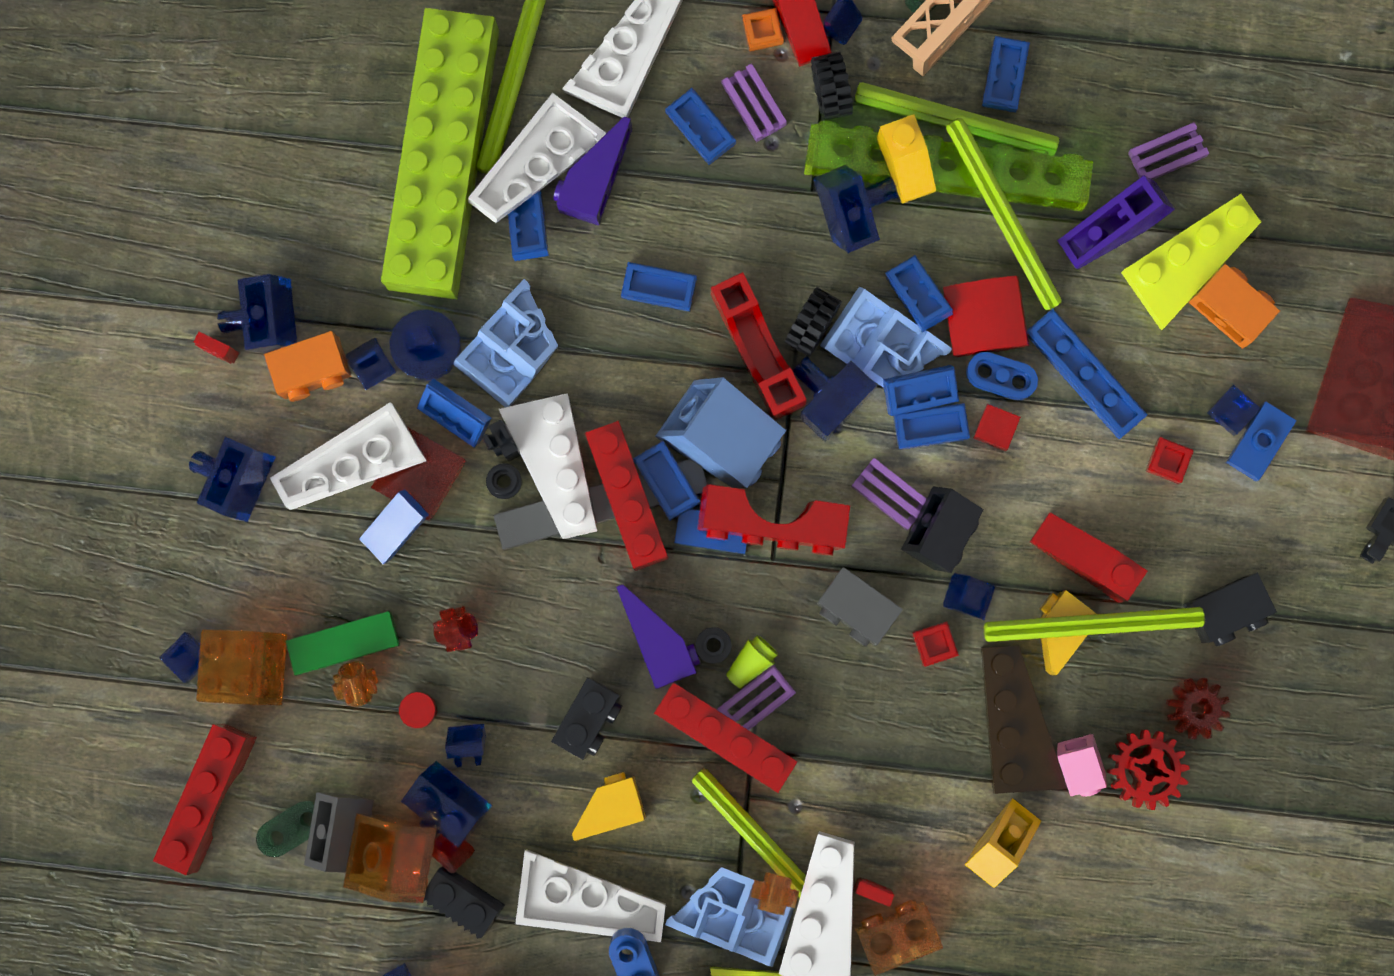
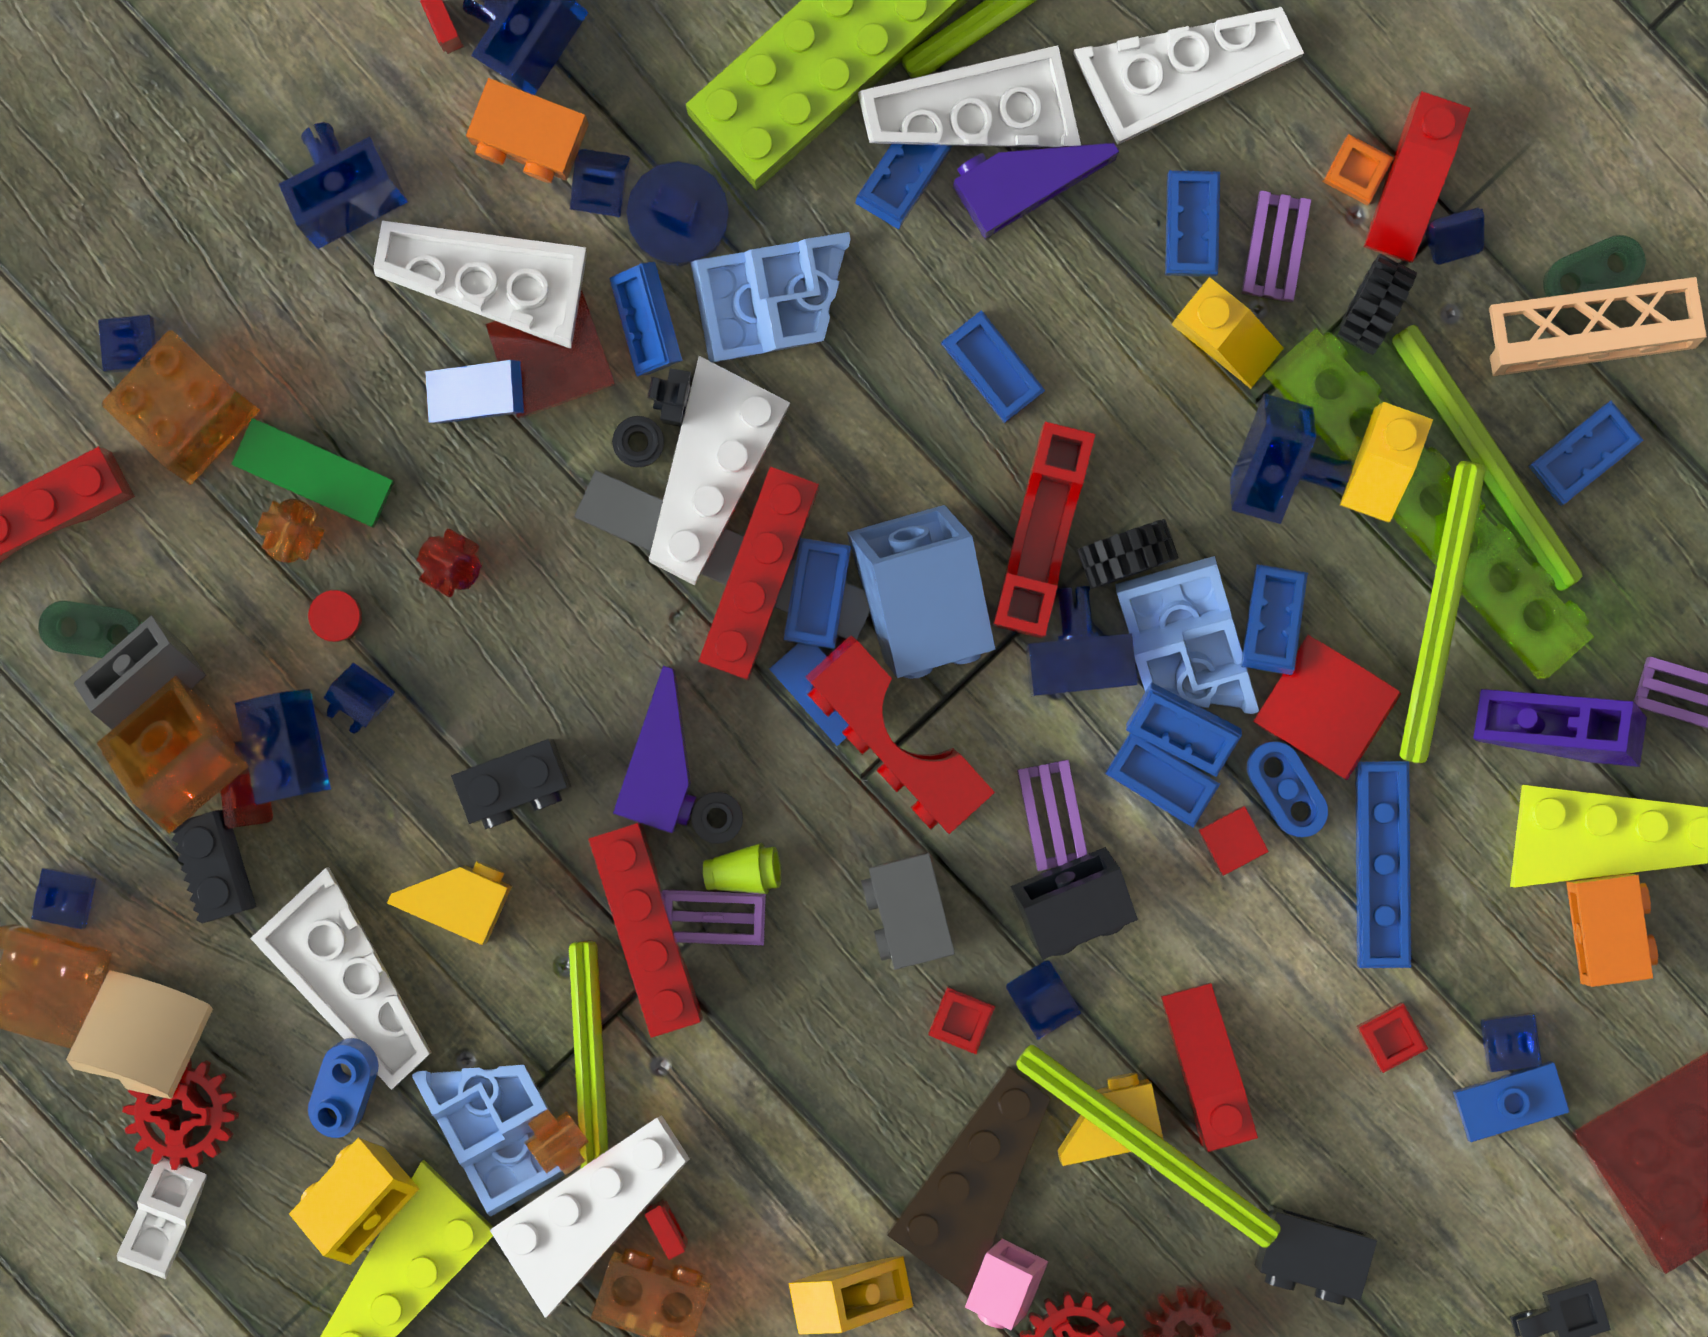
camera: 30 degrees right, 5 degrees up
(766, 166) = (1228, 332): none -> yellow slope

